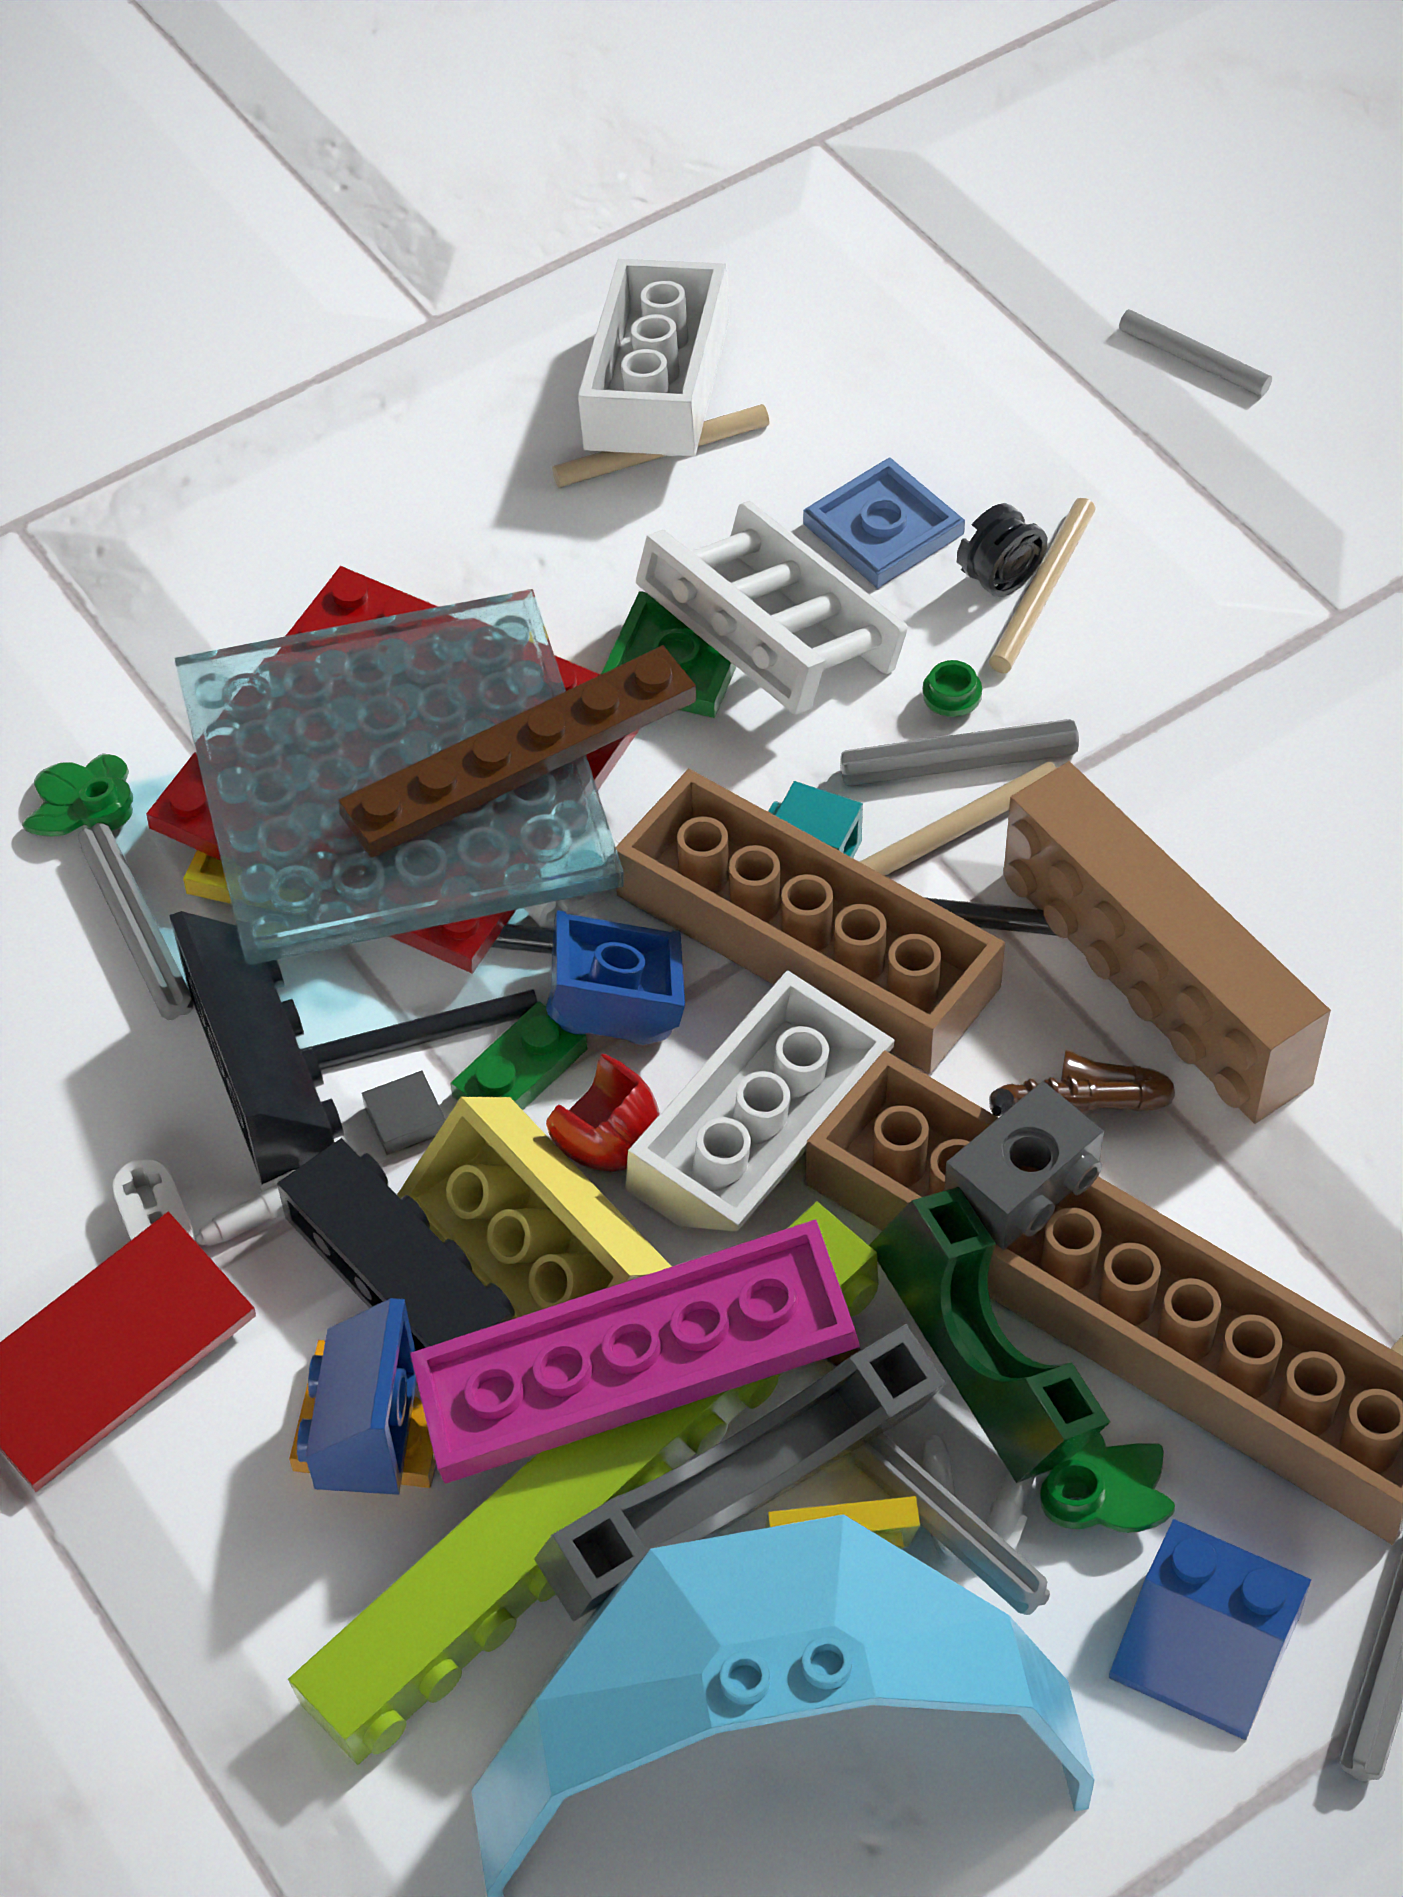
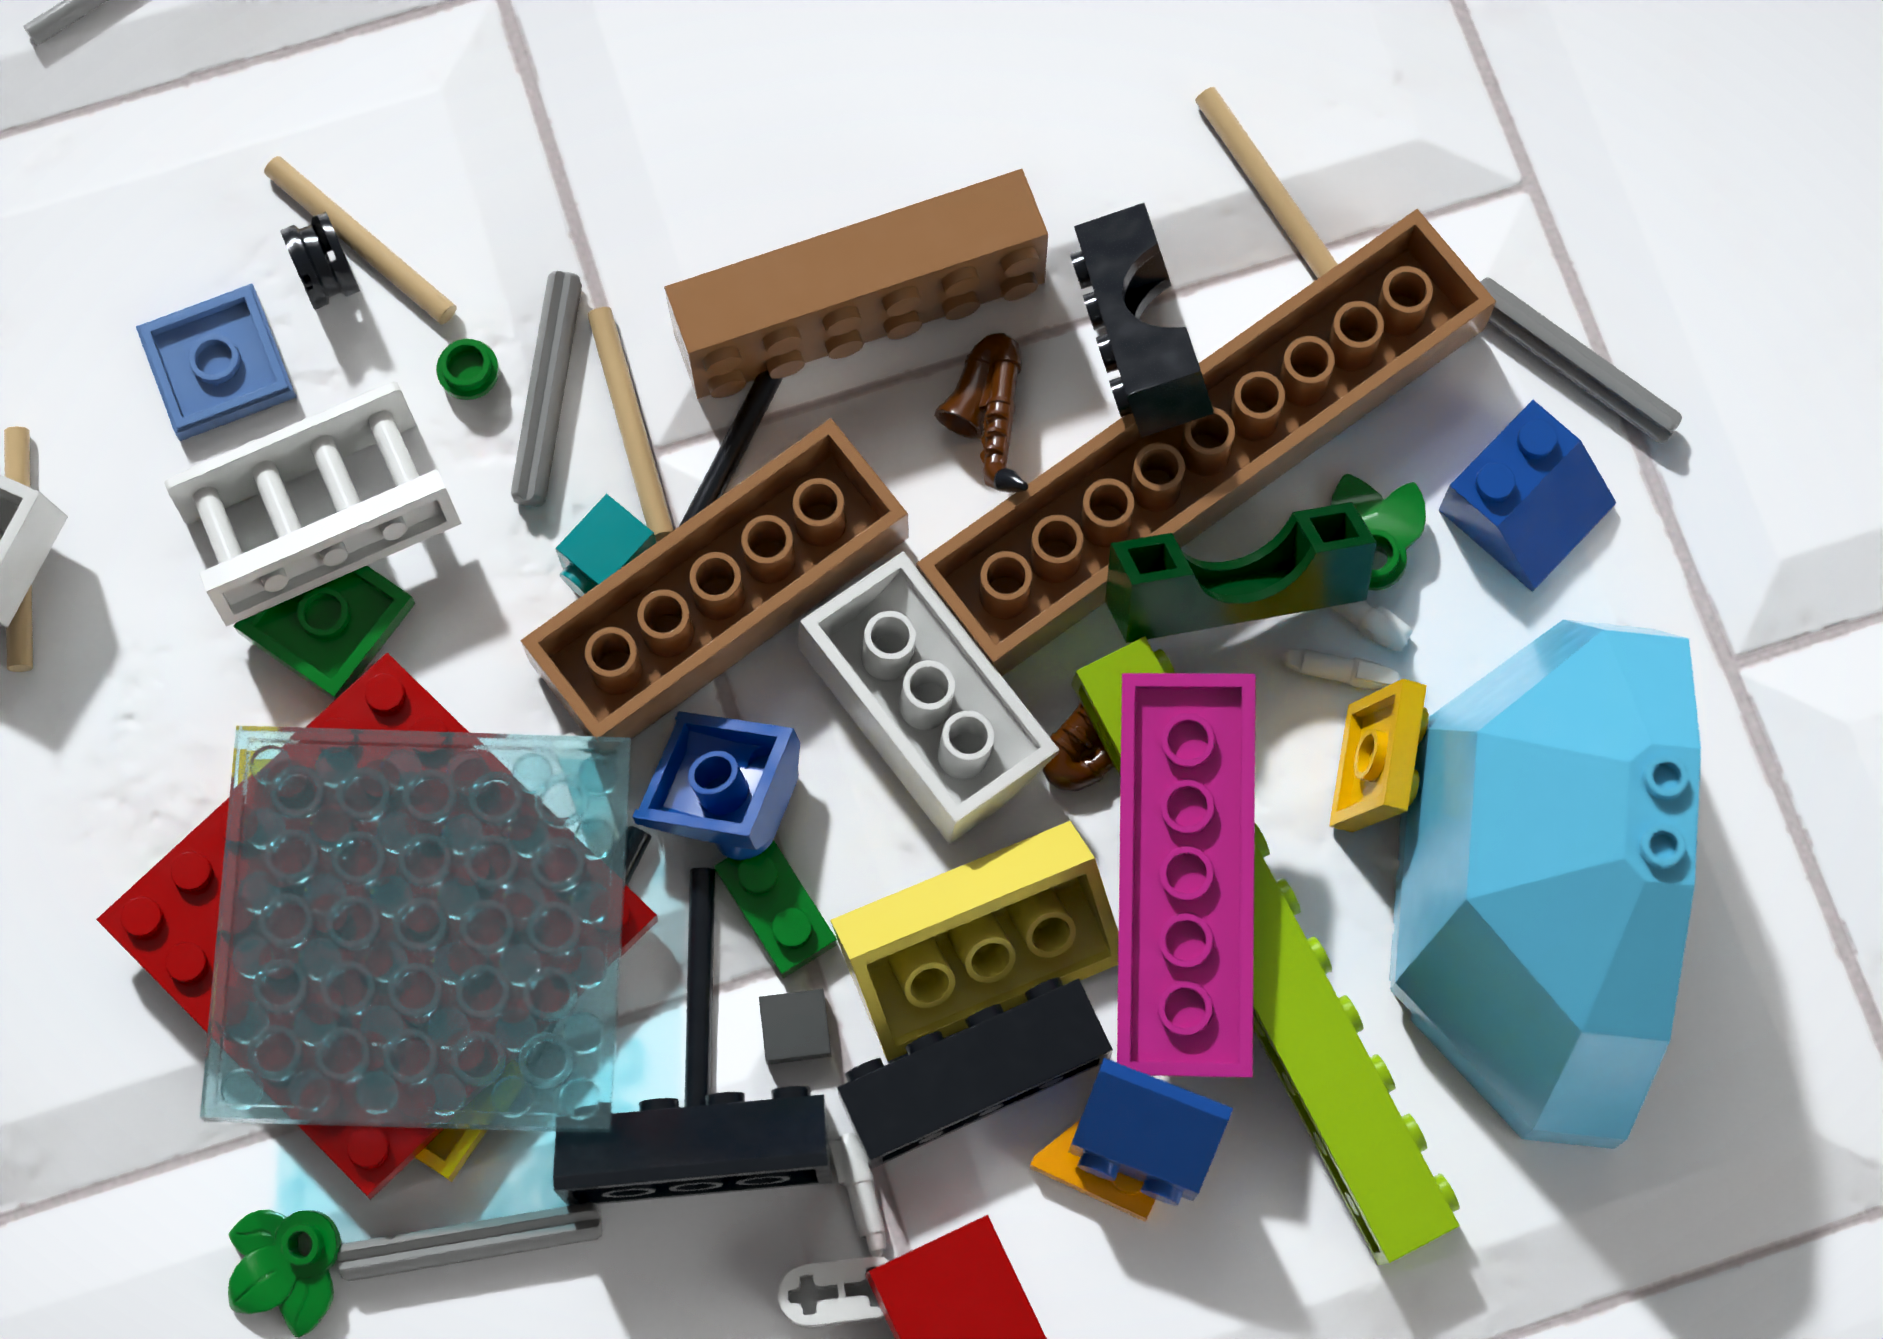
camera: 75 degrees left, 20 degrees up
(516, 751) = (455, 797): reddish brown plate -> none
(605, 1118) = (885, 836): red hair -> none
(742, 1472) = (1357, 922): dark grey arch -> none
(954, 1525) = (1389, 665): light grey axle -> none
(1035, 1133) = (1094, 443): dark grey brick -> none
(1166, 1181) = (1155, 363): none -> black arch

